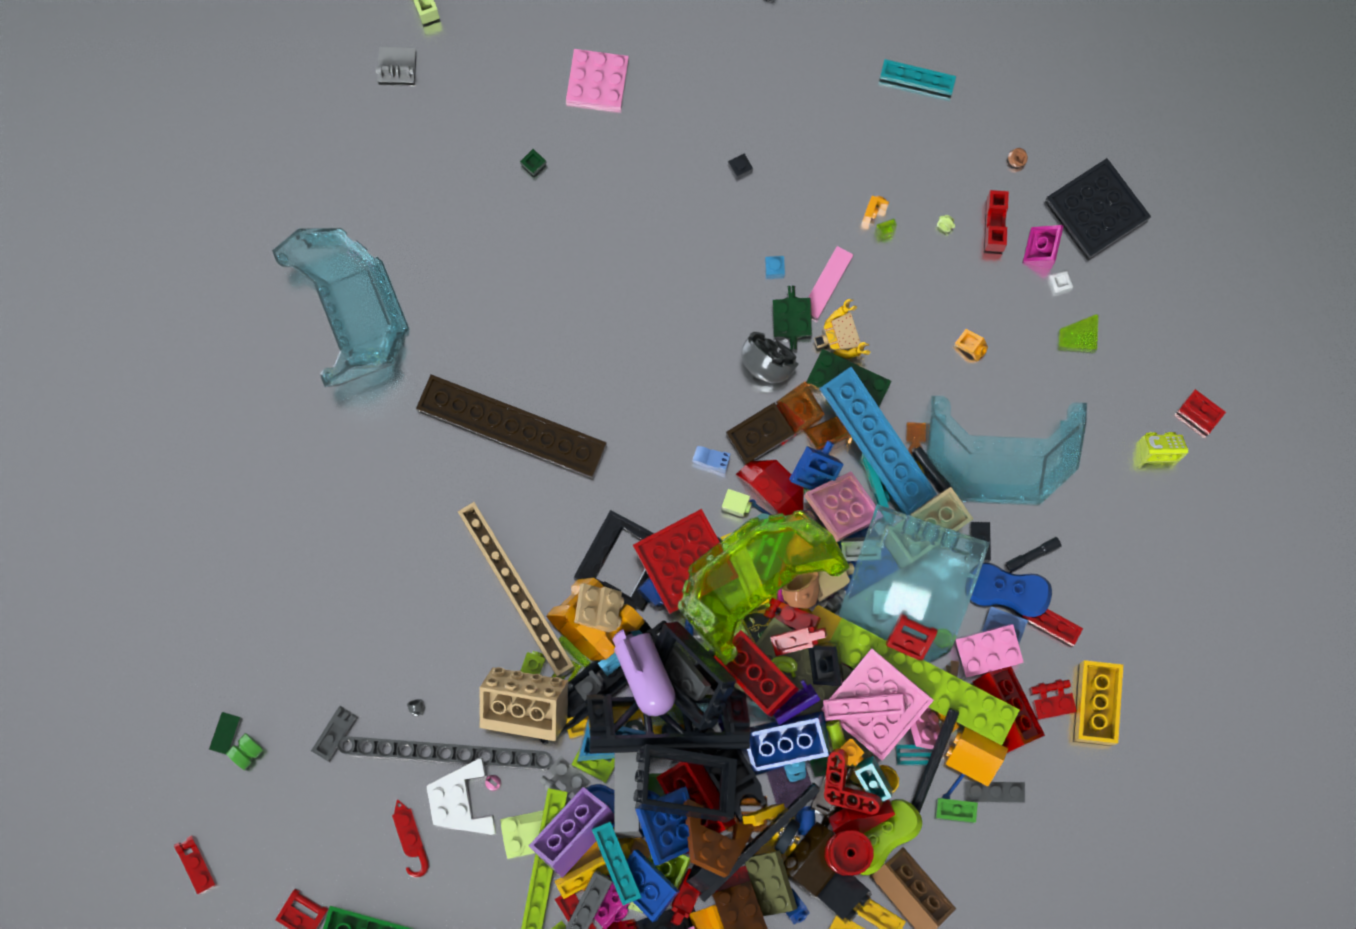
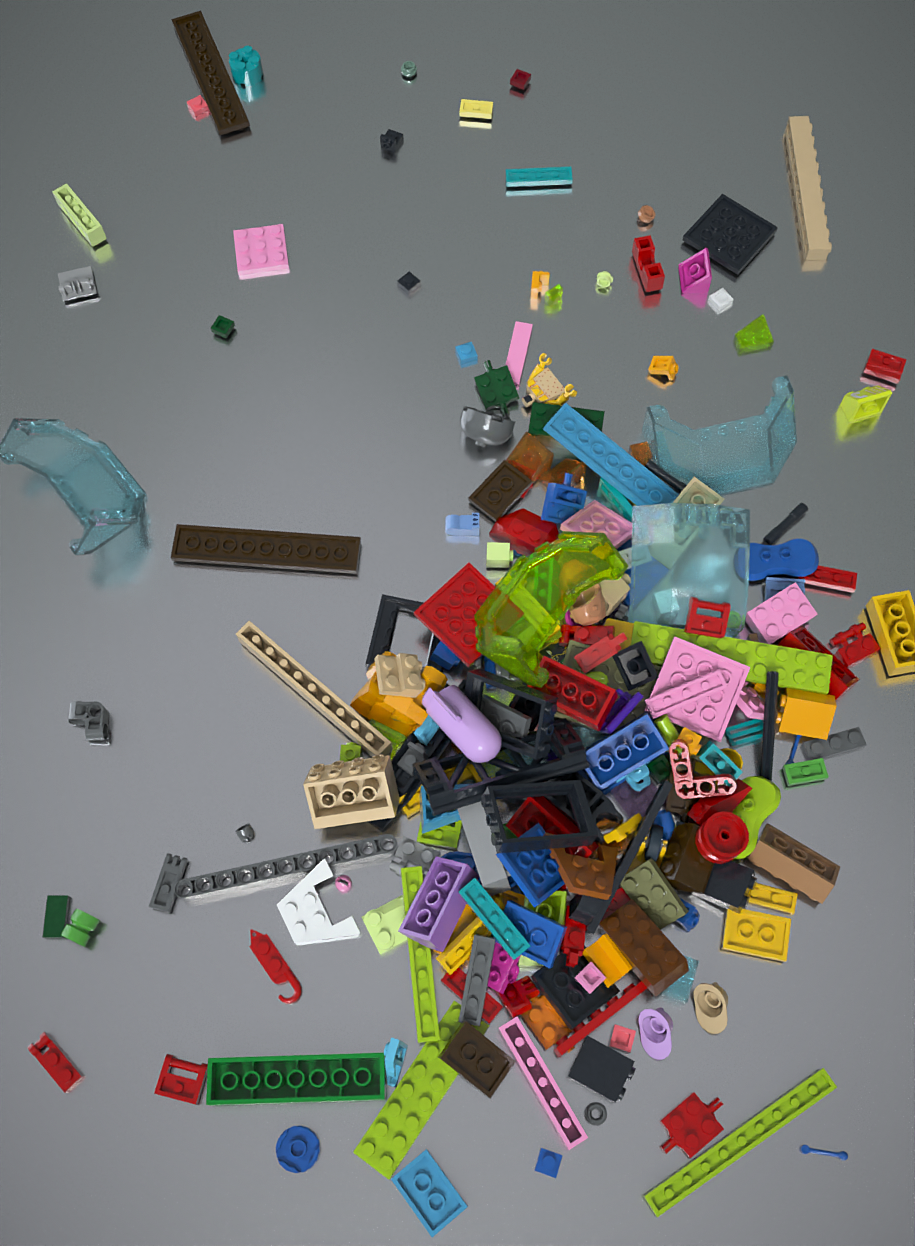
camera: 15 degrees left, 10 degrees down
(303, 562) = (83, 713): none -> dark grey piece
(1202, 176) = (807, 188): none -> tan brick

